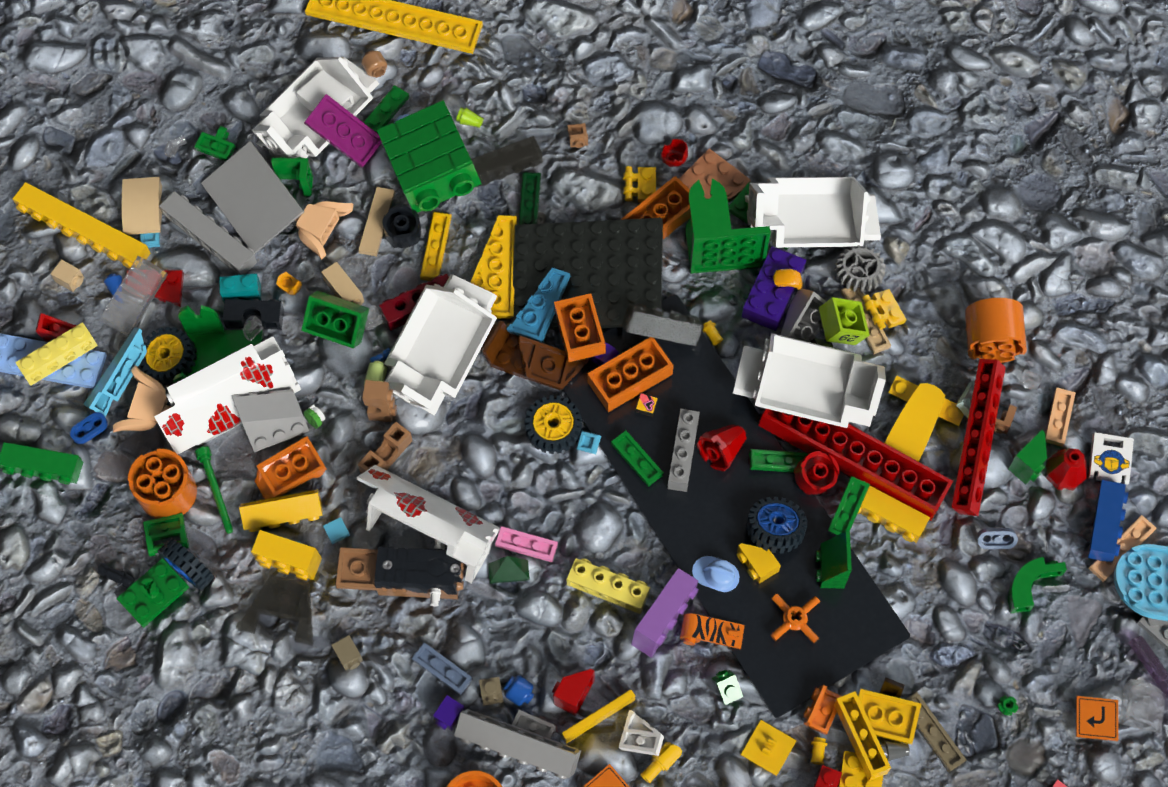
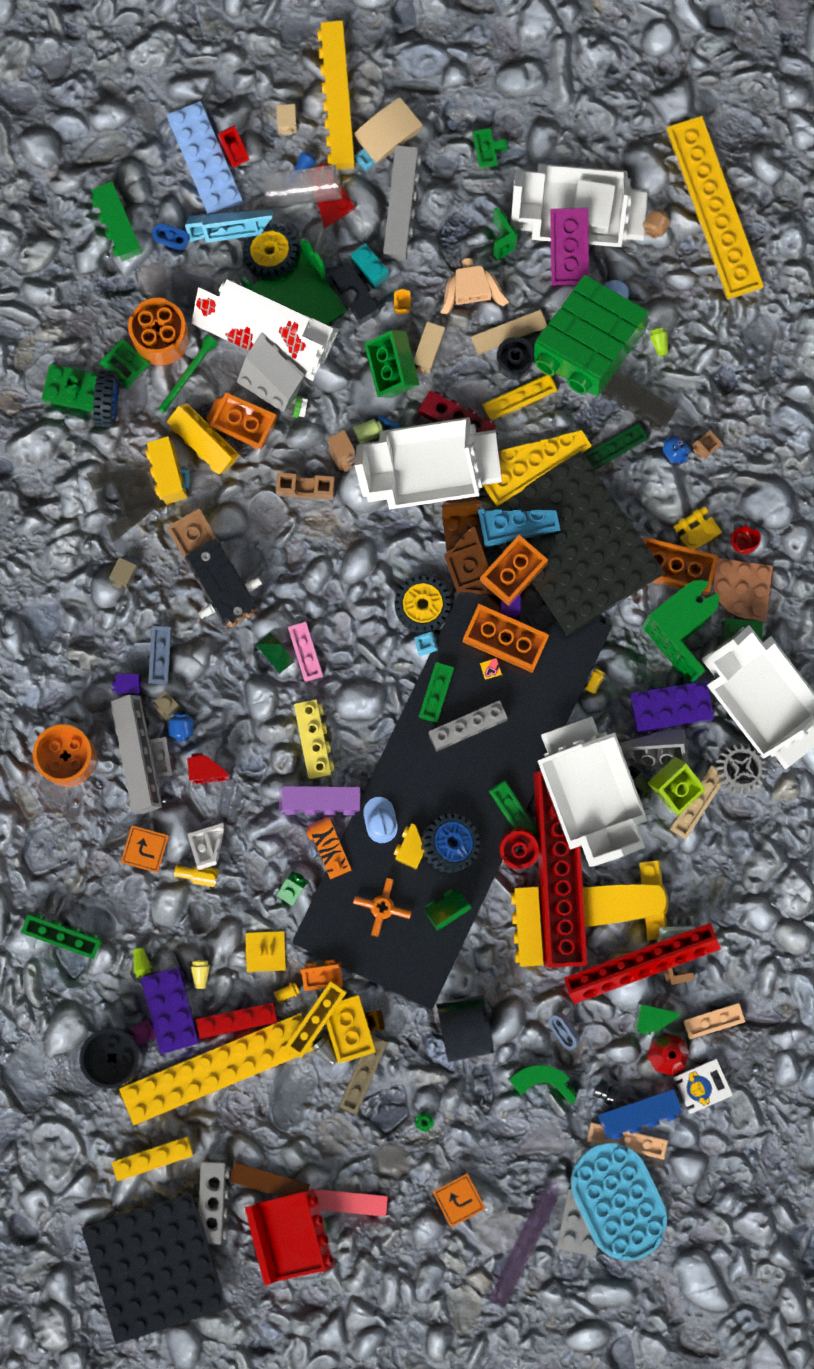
camera: 55 degrees right, 15 degrees up
(56, 354) = (210, 165): light yellow brick -> none
(115, 575) = (67, 349): black axle -> none
(147, 402) = (217, 267): light nougat torso -> none
(252, 197) = (458, 214): light grey piece -> none
(252, 328) = (339, 302): clear plate -> none
(336, 530) = (217, 493): medium azure tile -> none
(387, 108) = (620, 265): green plate -> none
(464, 533) = (268, 560): white panel -> none
(565, 158) = (676, 449): none -> blue head
(598, 716) = (201, 802): yellow tile -> none
(662, 324) = (564, 637): clear smoke brick -> none
(722, 445) = (493, 755): red cone -> none
(788, 277) = (681, 714): light orange hair -> none
(849, 506) = (506, 893): green plate -> none
(888, 308) = (720, 815): yellow plate -> none
(948, 613) = (465, 1028): none -> black brick
(995, 329) = (753, 920): orange brick -> none
(1070, 538) = (602, 1088): none -> black wheel

